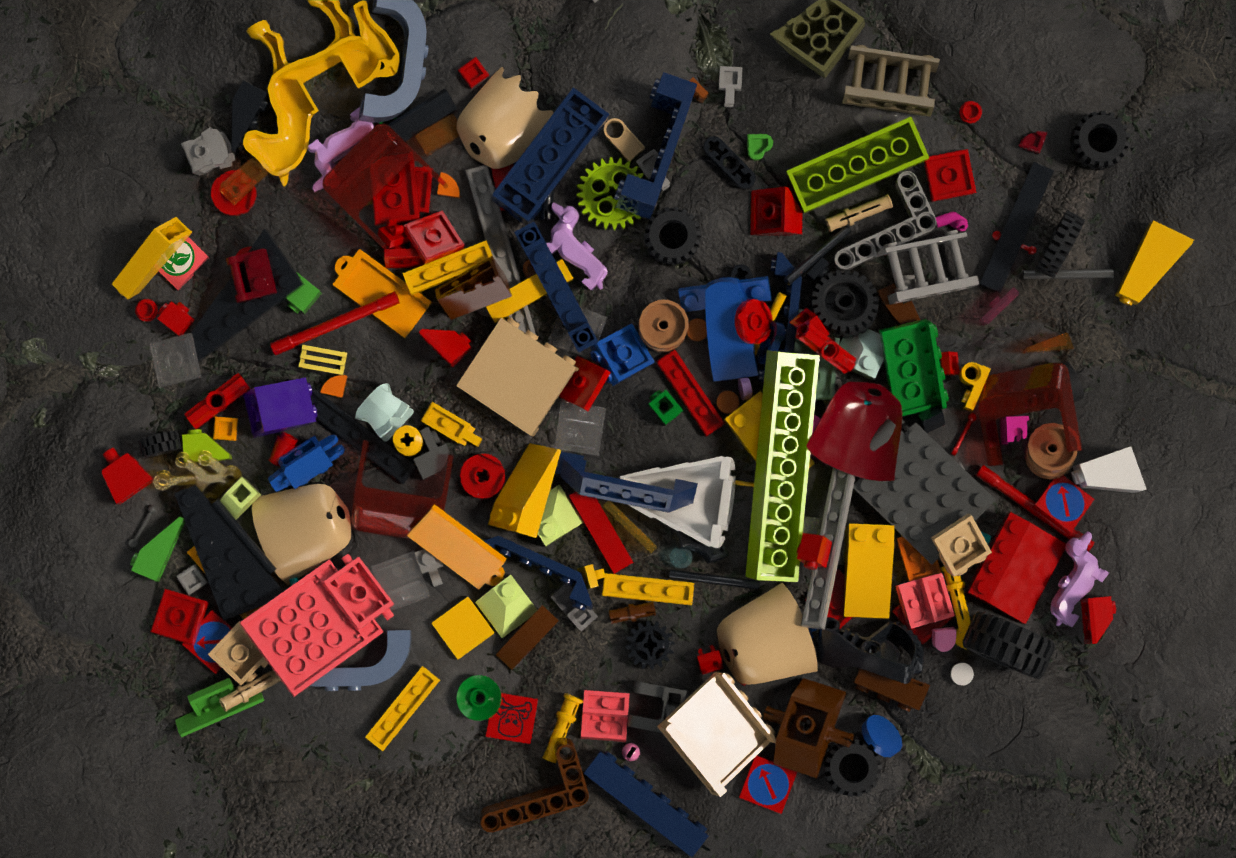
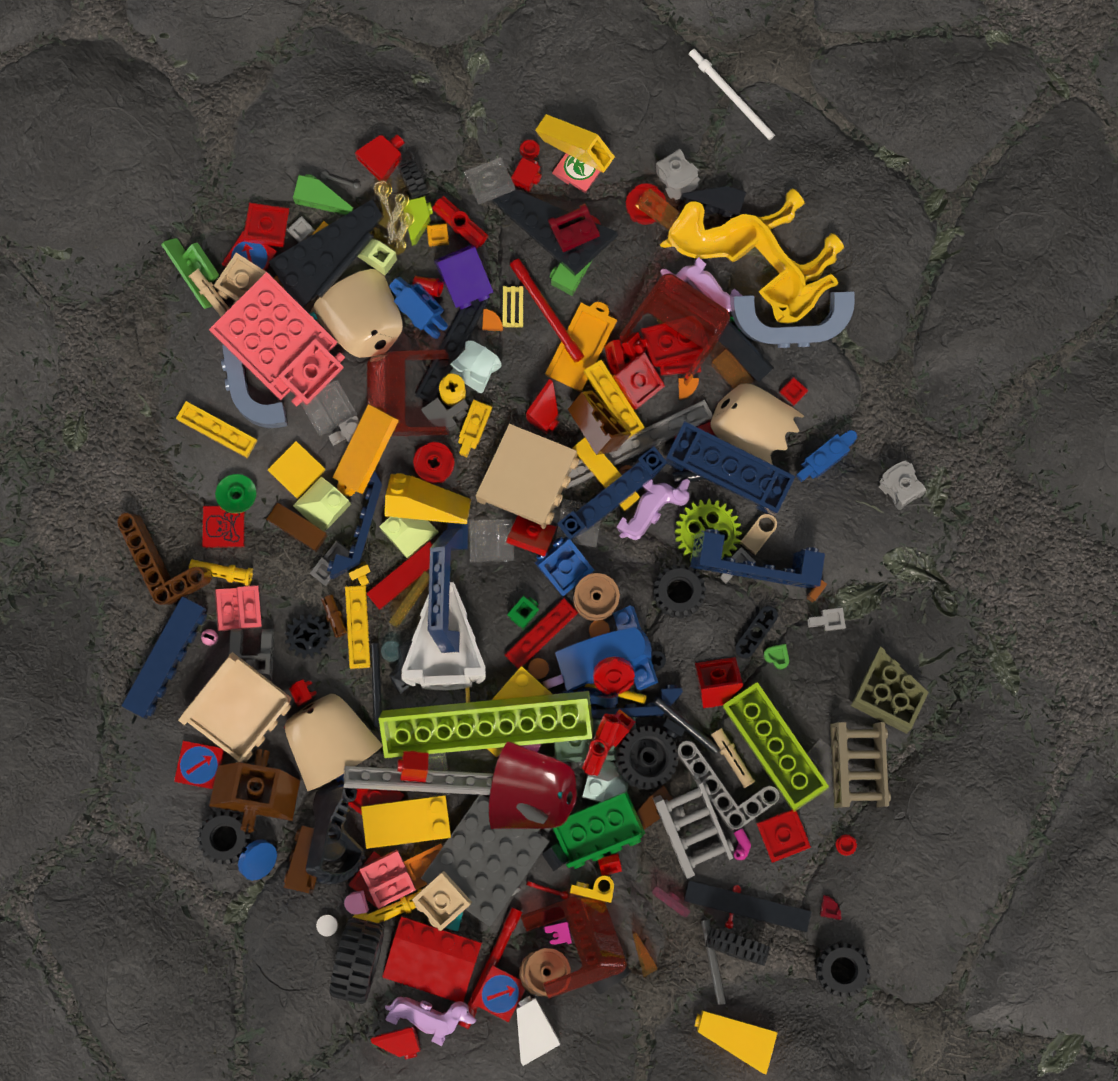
camera: 90 degrees right, 5 degrees down
(87, 97) = (705, 66): none -> white bar
(552, 50) = (827, 455): none -> blue hinge

